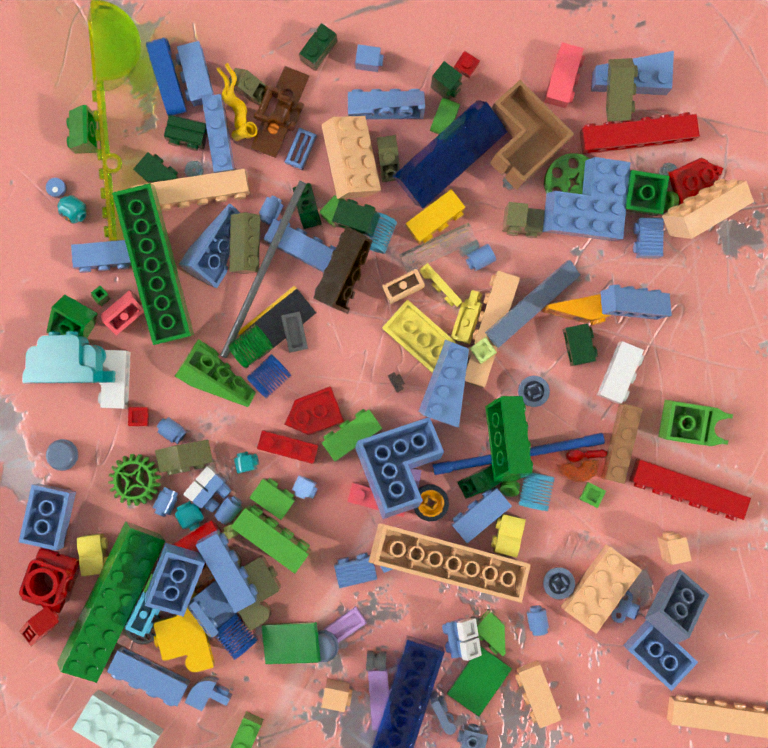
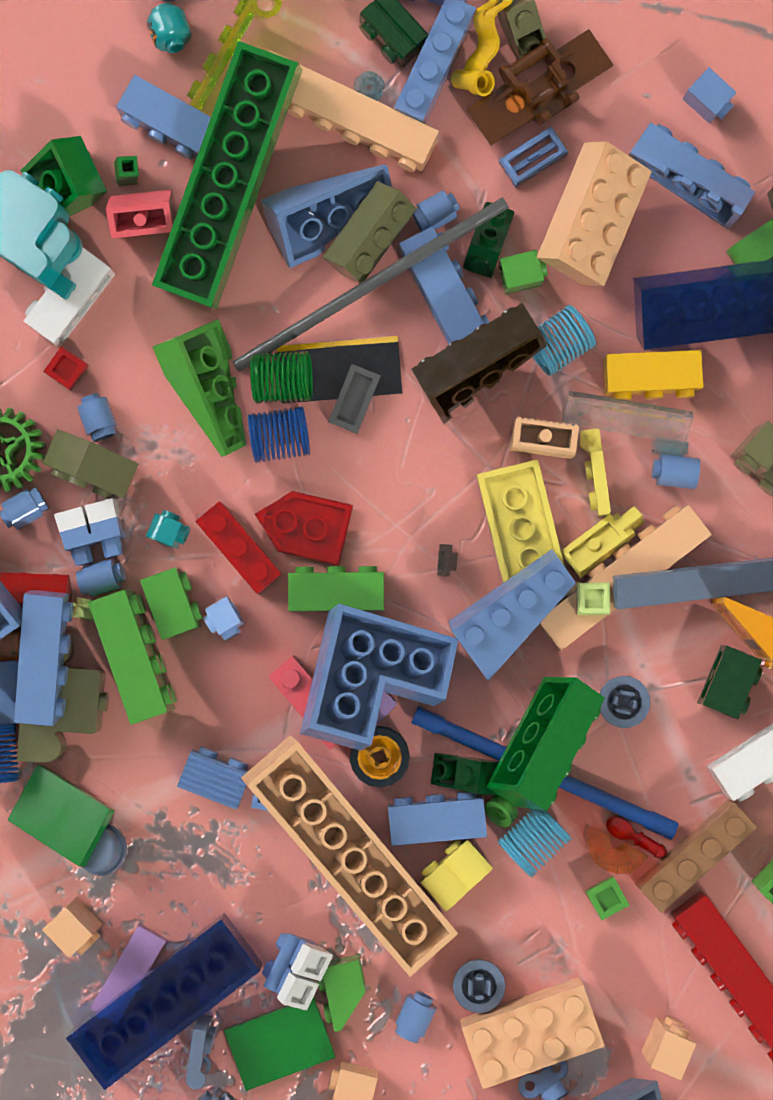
camera: 30 degrees right, 0 degrees up
(153, 170) = (313, 49): dark green slope -> none
(189, 516) = (42, 549): teal head -> none
(318, 47) = (652, 34): dark green brick -> none
(346, 624) = (153, 842): lavender tile -> none
(356, 217) = (545, 299): dark green brick -> none
(376, 661) = (159, 919): dark grey wheel -> none
(388, 157) = (644, 249): olive slope -> none

